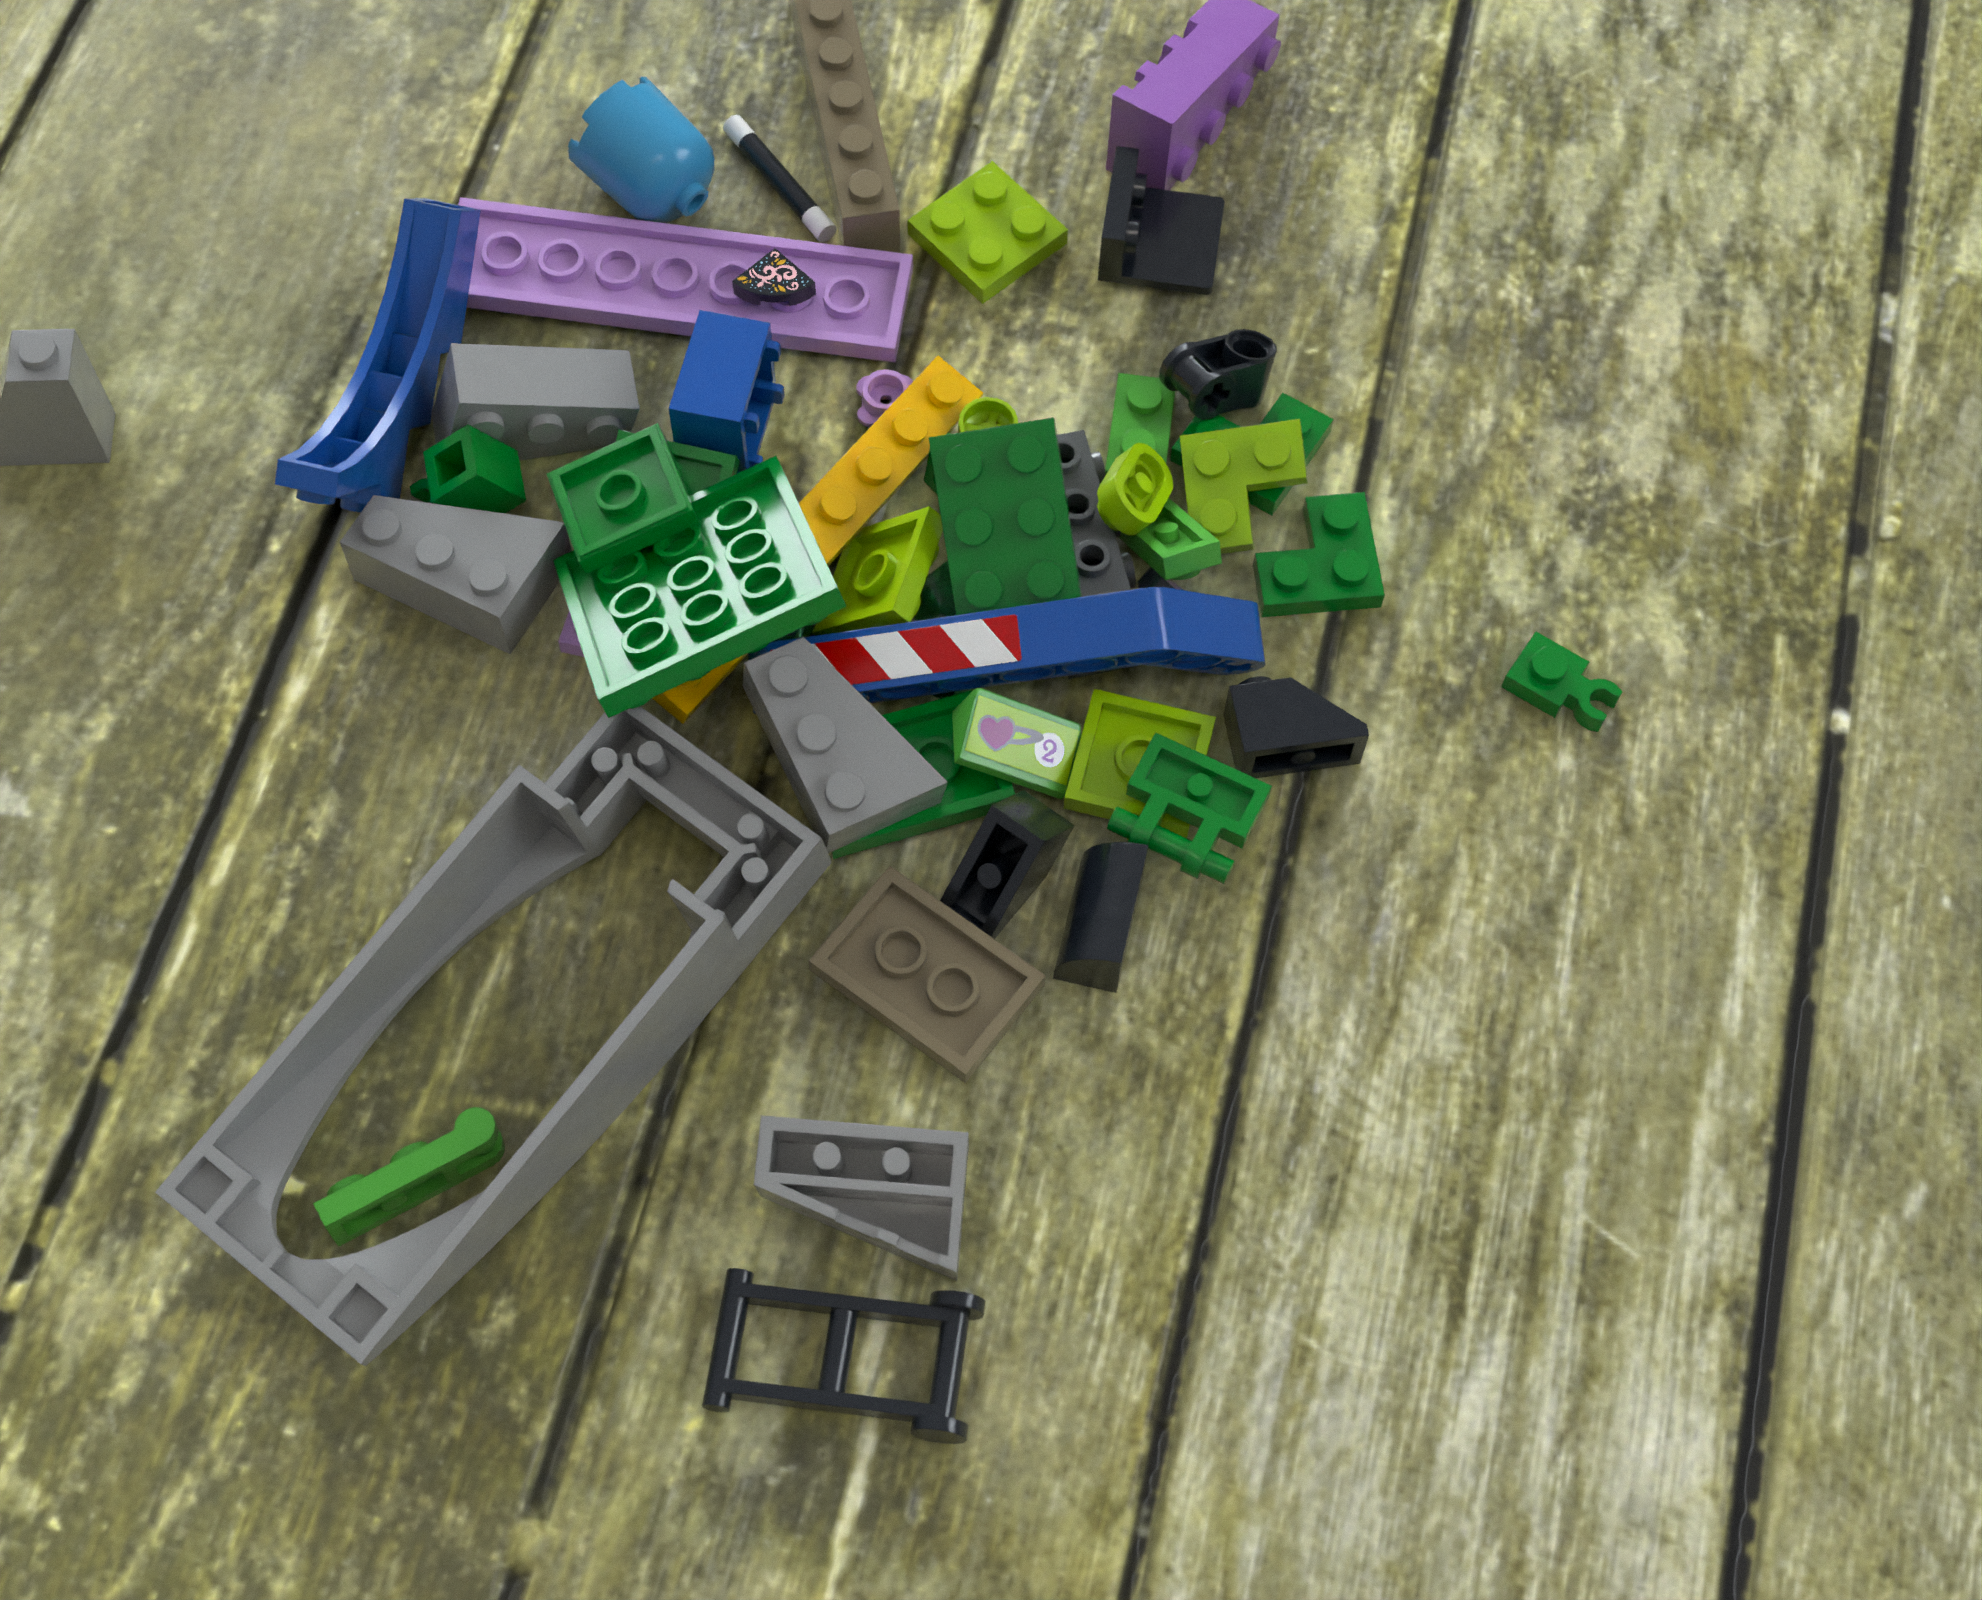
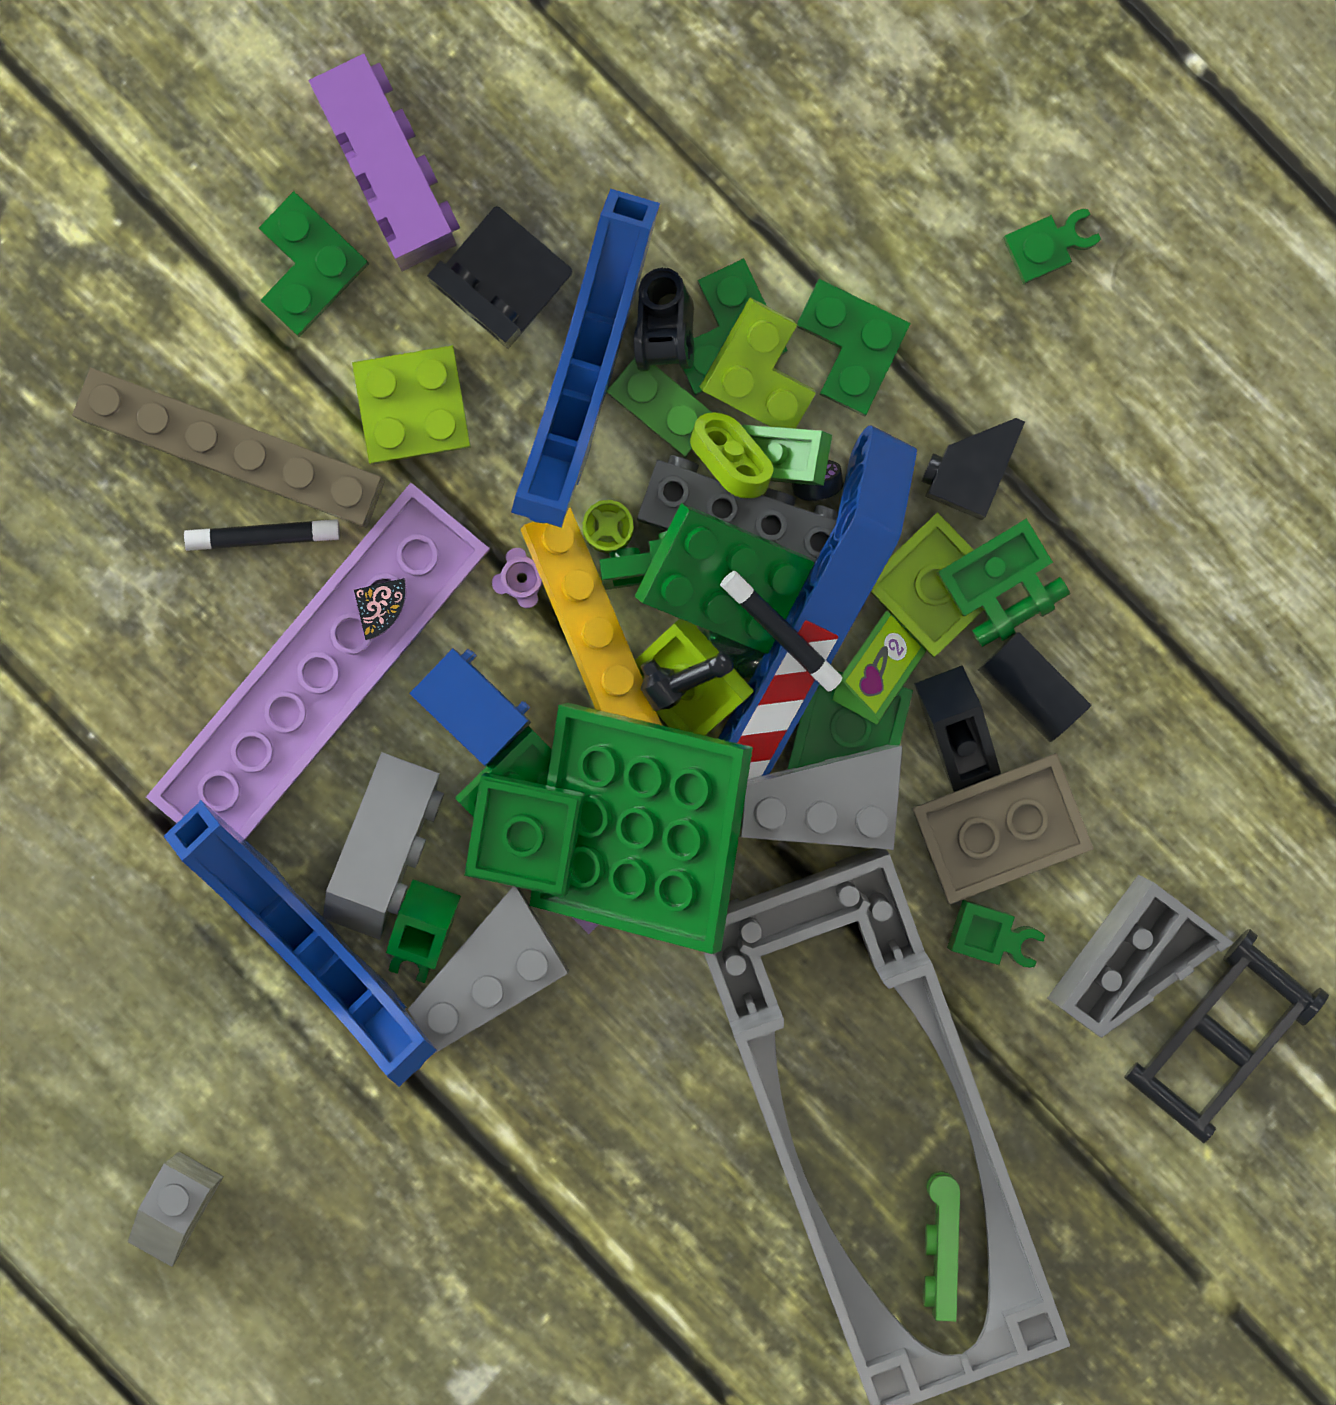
camera: 60 degrees left, 25 degrees up
(644, 153) = (204, 635): dark azure cylinder -> none
(799, 1022) = (988, 933): none -> green plate
(860, 546) = (666, 687): none -> black piece
(988, 592) = (781, 631): none -> black bar
(1058, 103) = (322, 264): none -> green plate
(1130, 330) = (587, 358): none -> blue arch

